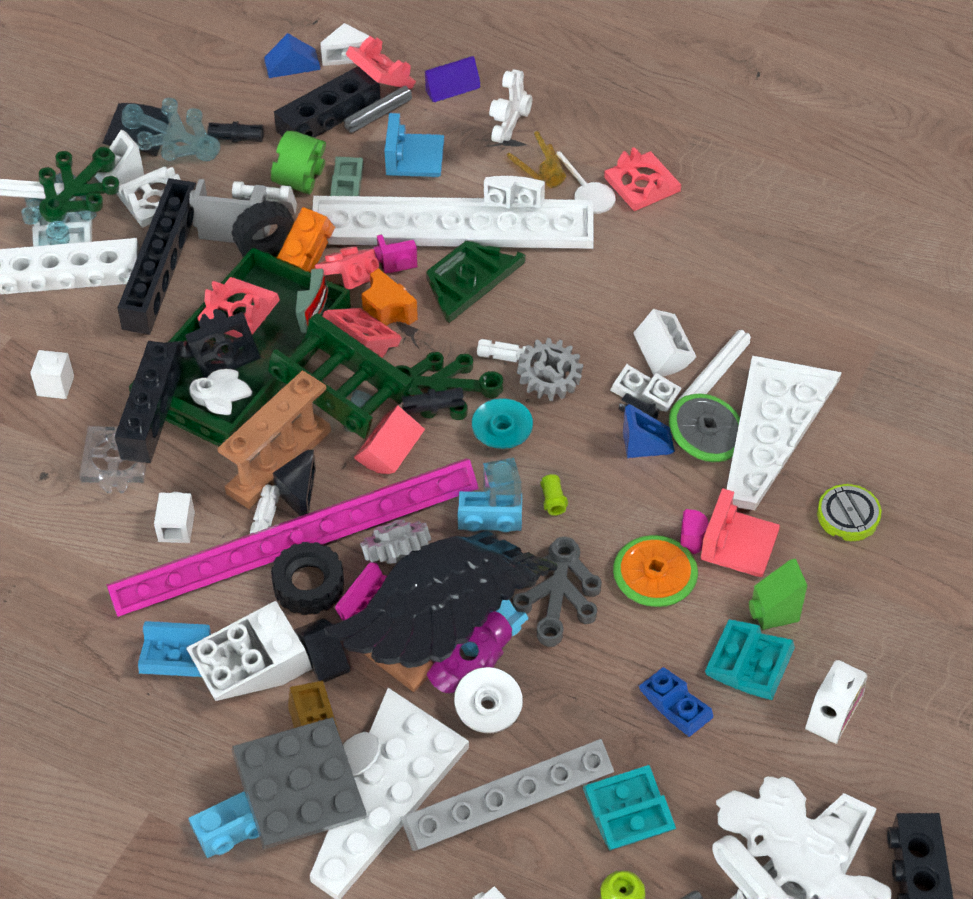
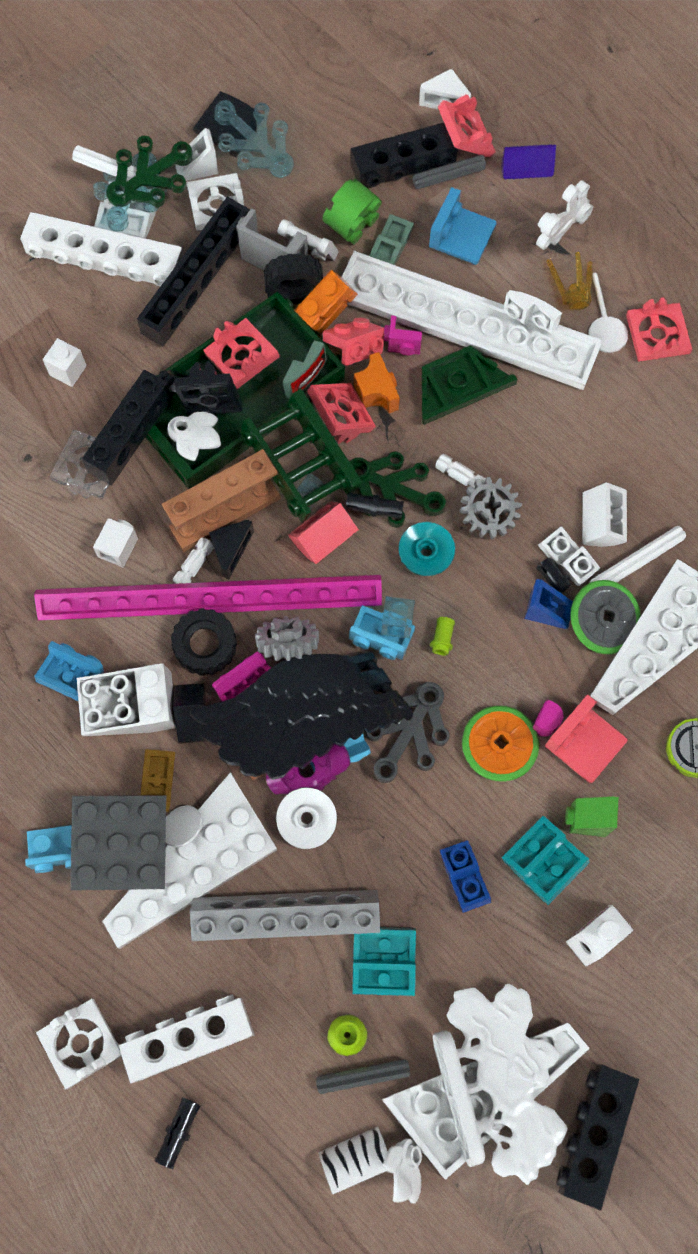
camera: 20 degrees right, 20 degrees up
(236, 131) = (312, 155): black pin -> none
(291, 57) = (392, 89): blue slope -> none

